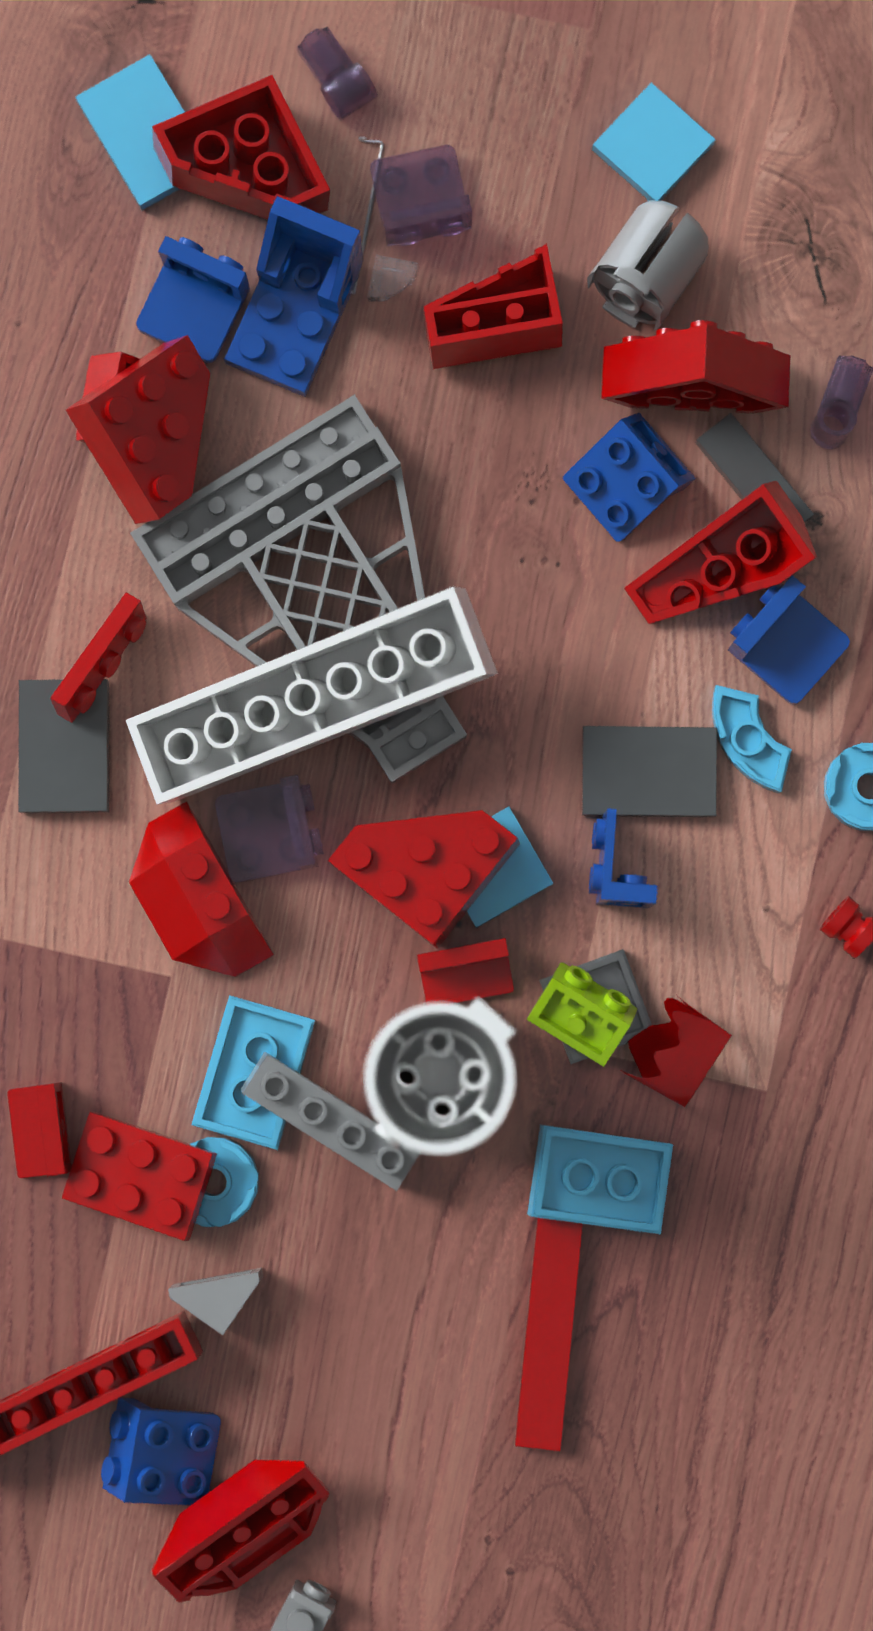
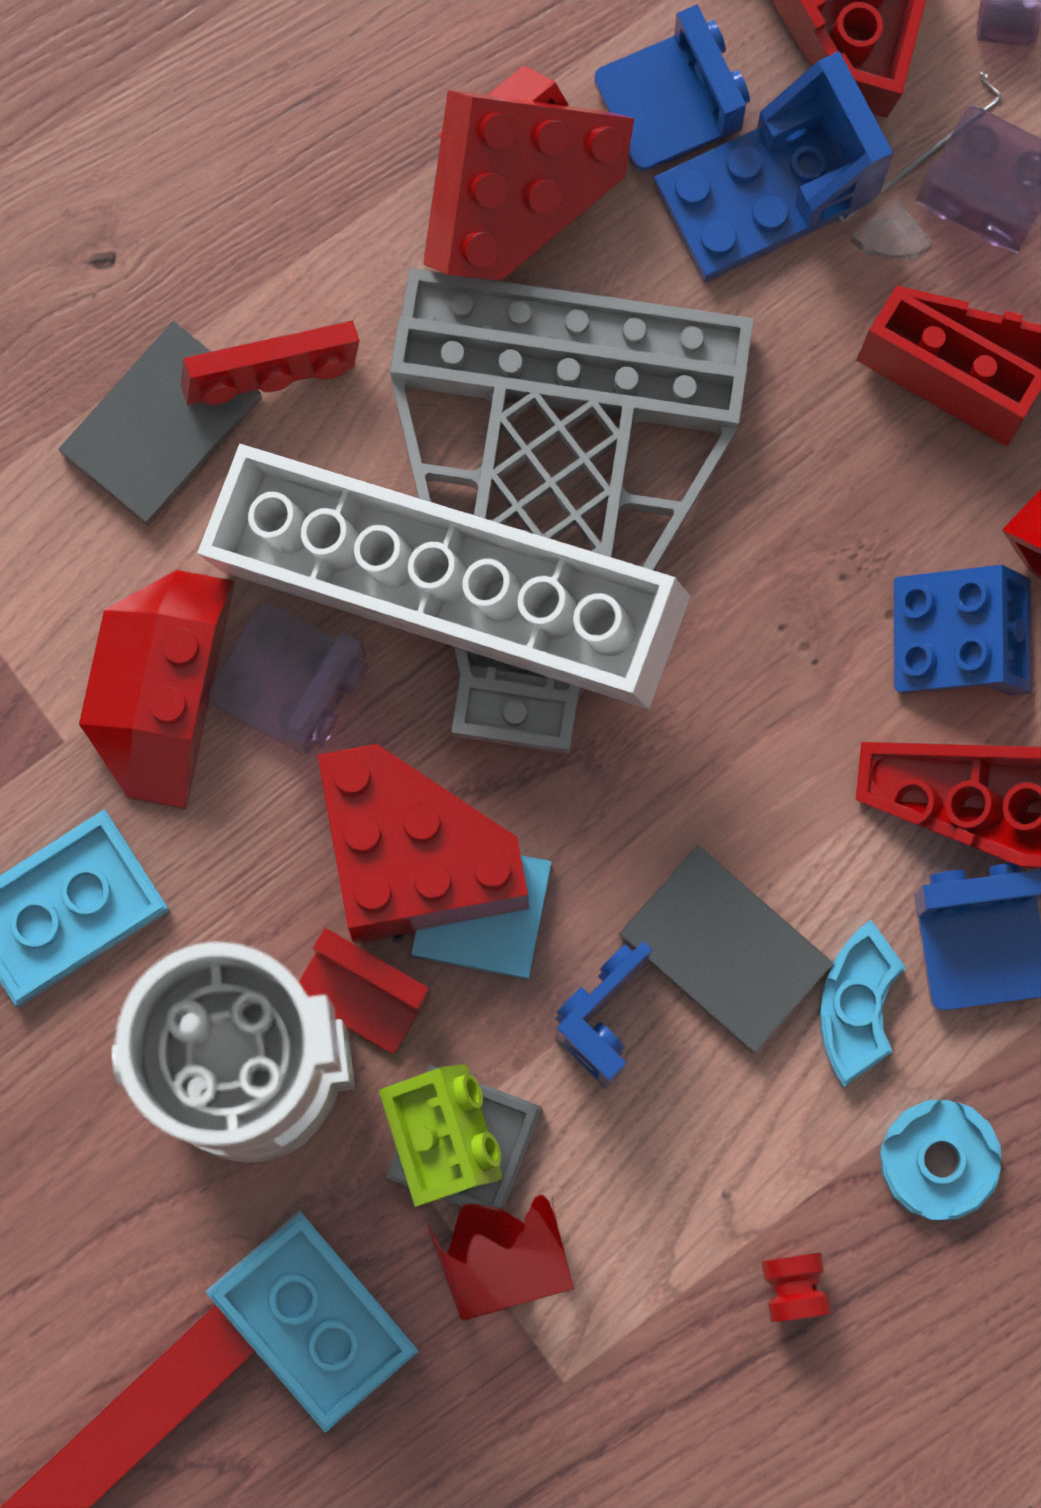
camera: 35 degrees right, 5 degrees down
(327, 1120) = (86, 1013): light grey brick -> none

